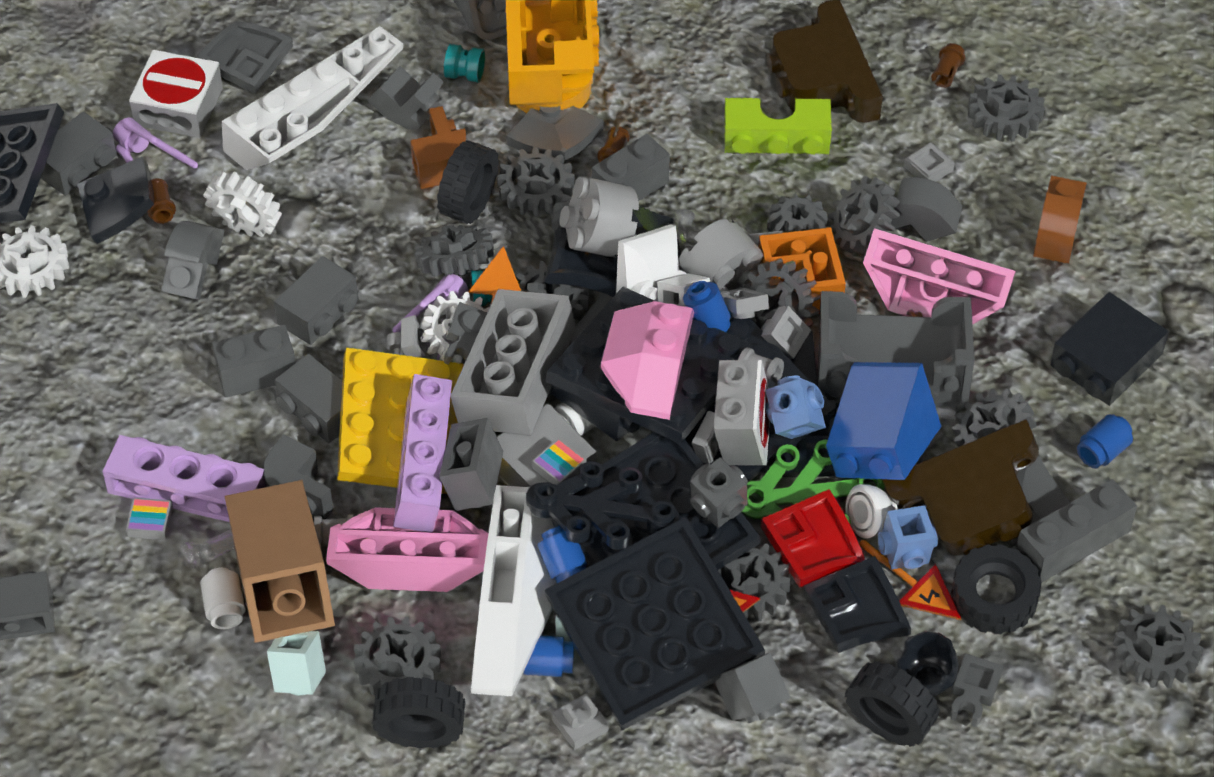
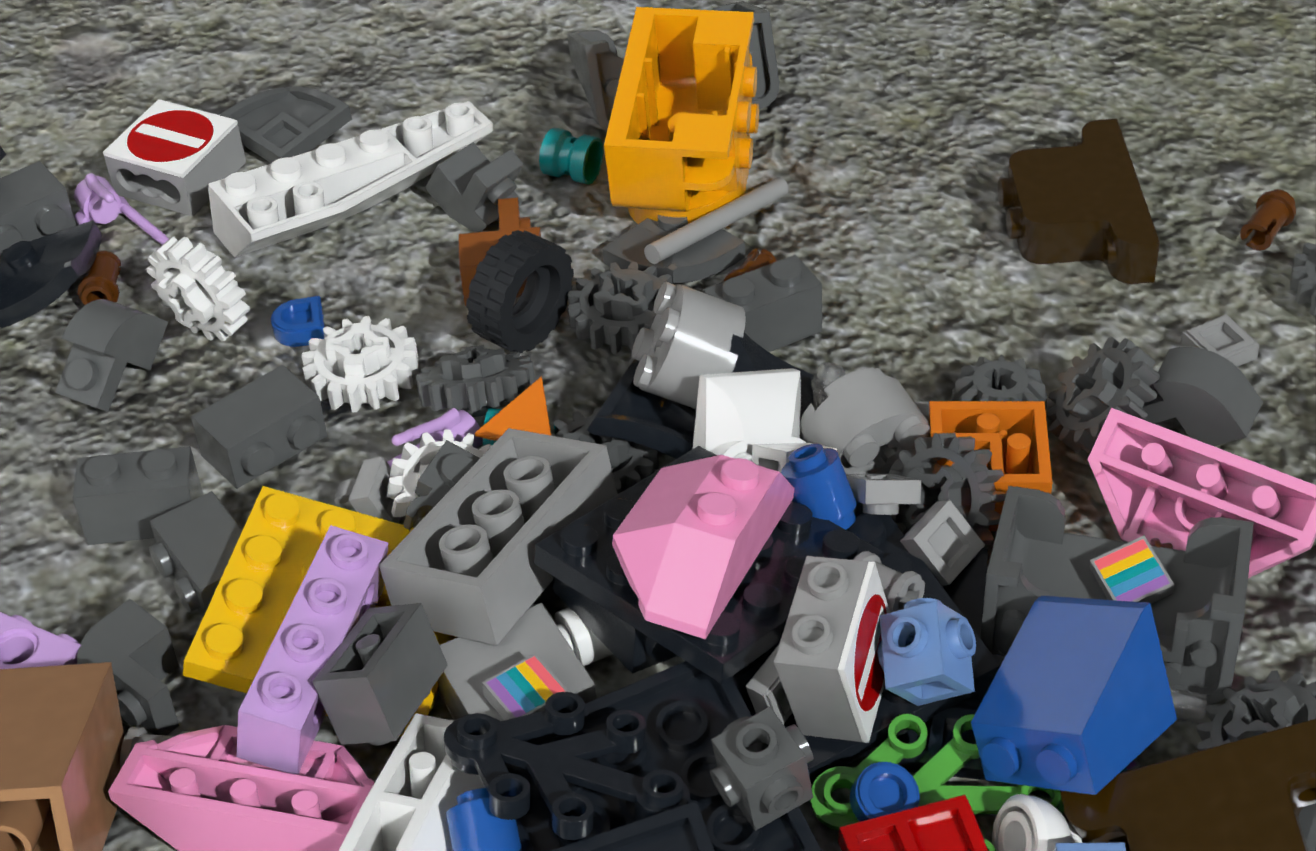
camera: 15 degrees right, 10 degrees down
(311, 216) = (298, 321): none -> blue tile
(369, 245) = (360, 363): none -> white gear
(581, 106) = (715, 220): none -> light grey bar
(753, 132) = (1030, 282): lime arch -> none
(780, 494) = (883, 791): none -> blue tile
(901, 338) = (1132, 573): none -> tile

